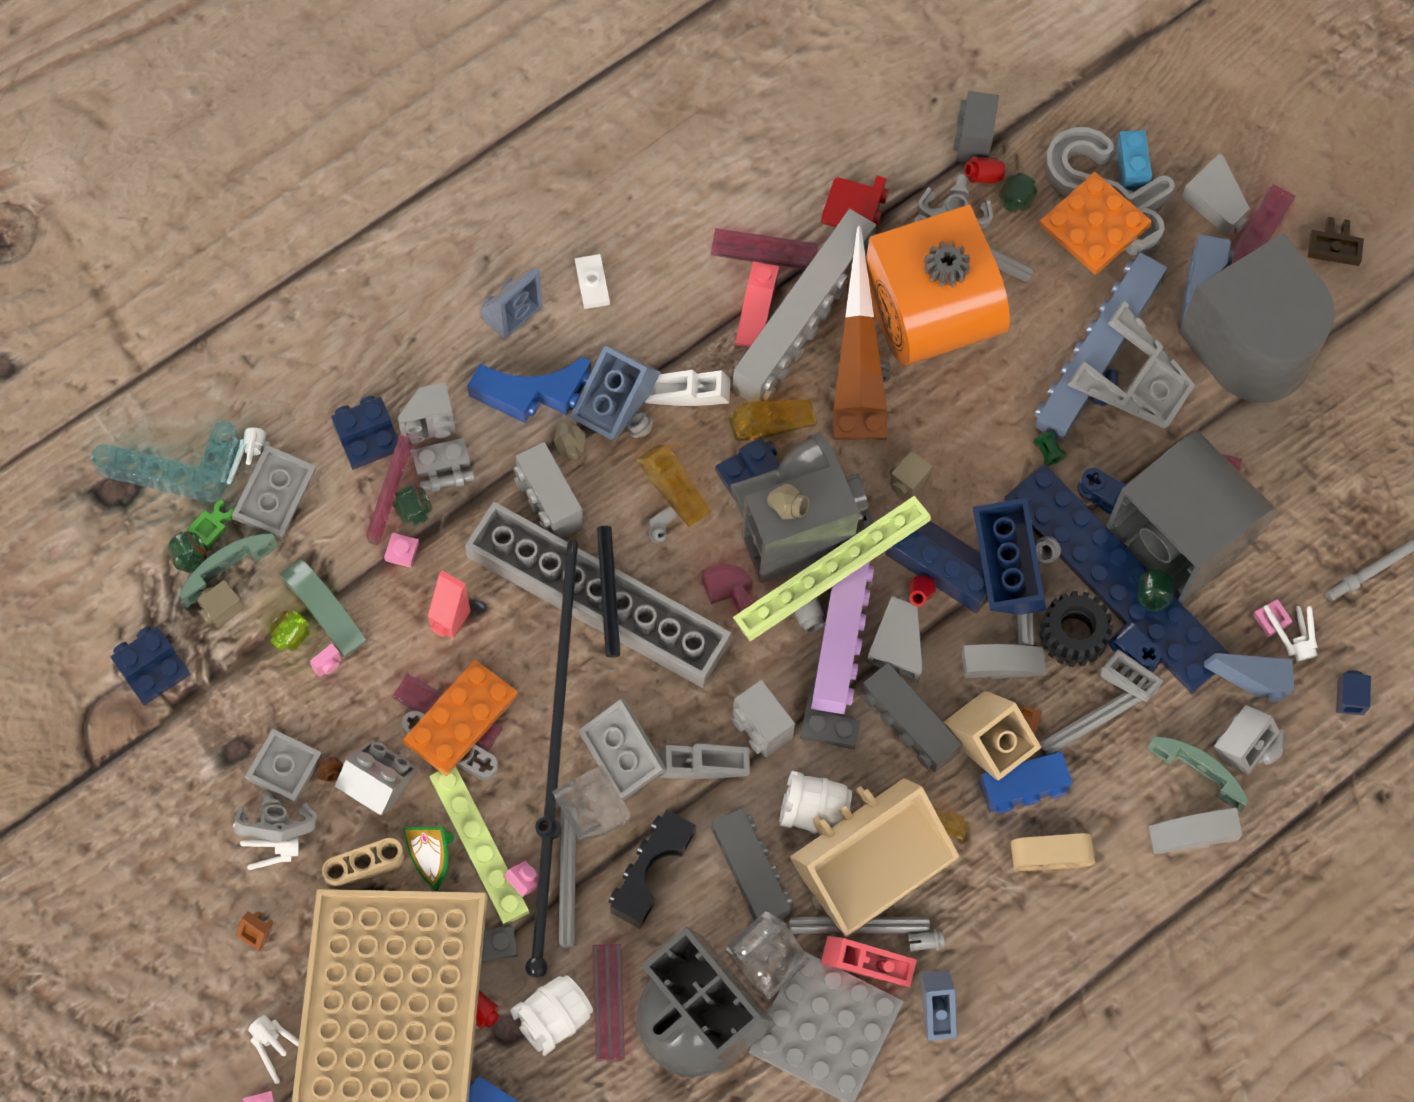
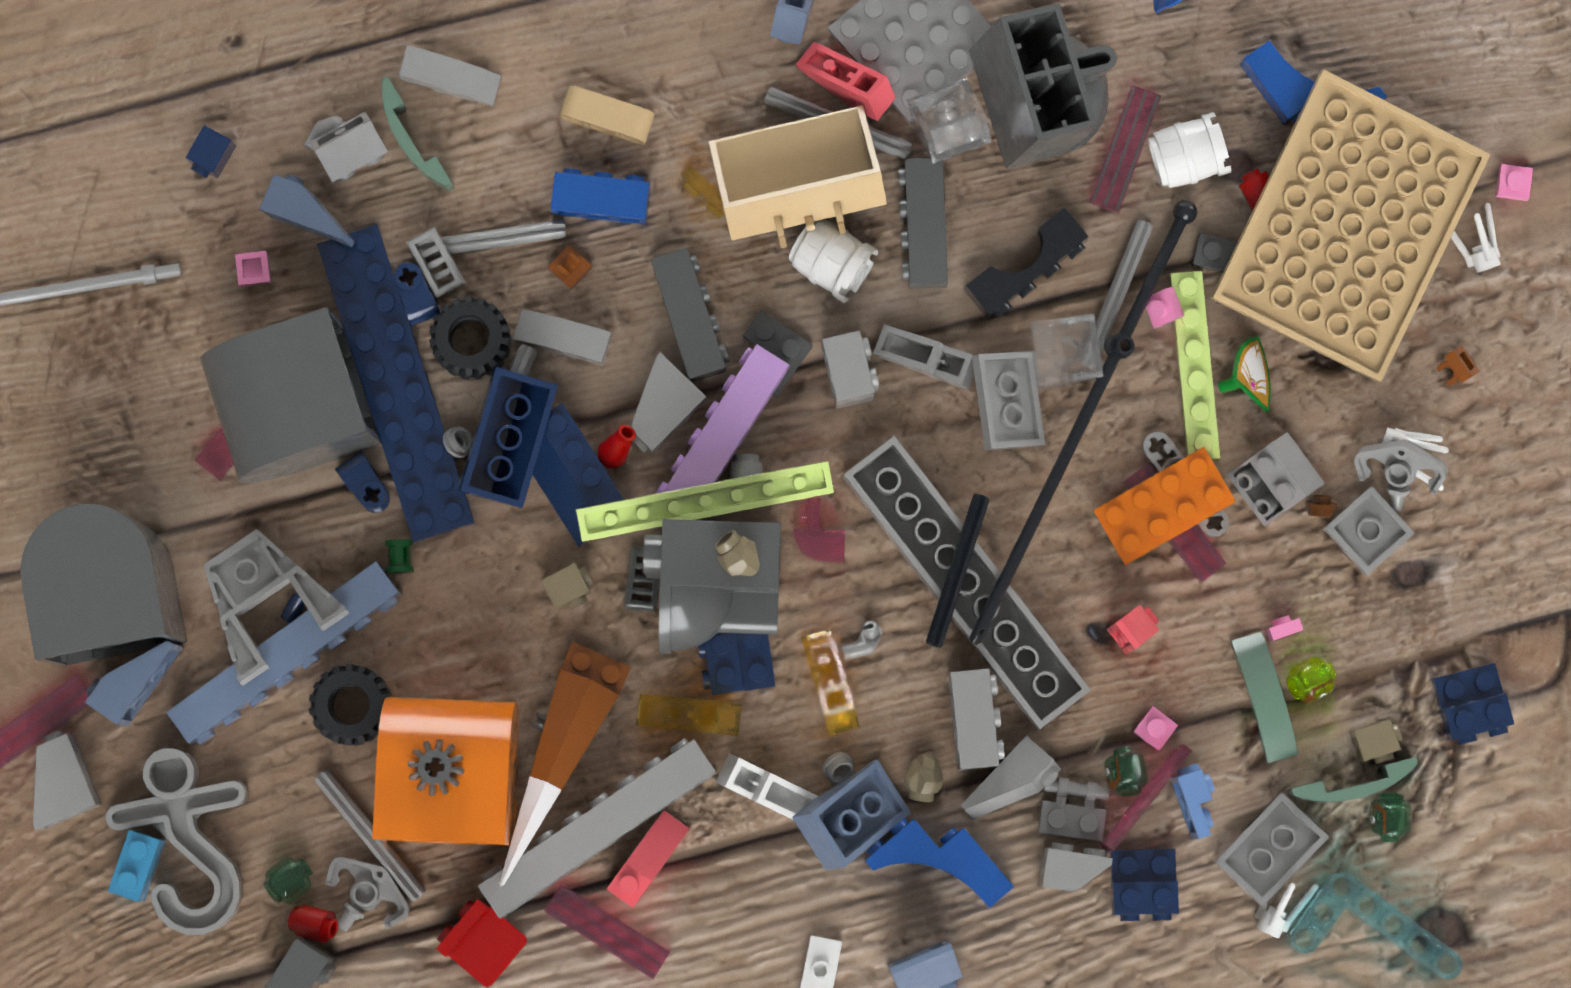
camera: 155 degrees left, 15 degrees up
(211, 526) = (1356, 838): bright green plate -> none
(353, 502) = (1192, 790): none -> medium blue plate
(353, 874) = (1338, 386): tan beam -> none
(493, 474) = (1017, 777): none -> light grey slope
(928, 940) = (777, 79): light grey pin -> none
(993, 733) = (616, 255): tan slope -> none
(1046, 312) = (324, 696): none -> black tyre
(1095, 223) = (222, 798): orange plate -> none
(1155, 590) = (367, 340): clear green head -> none
(1304, 646) = (236, 223): white plant -> none

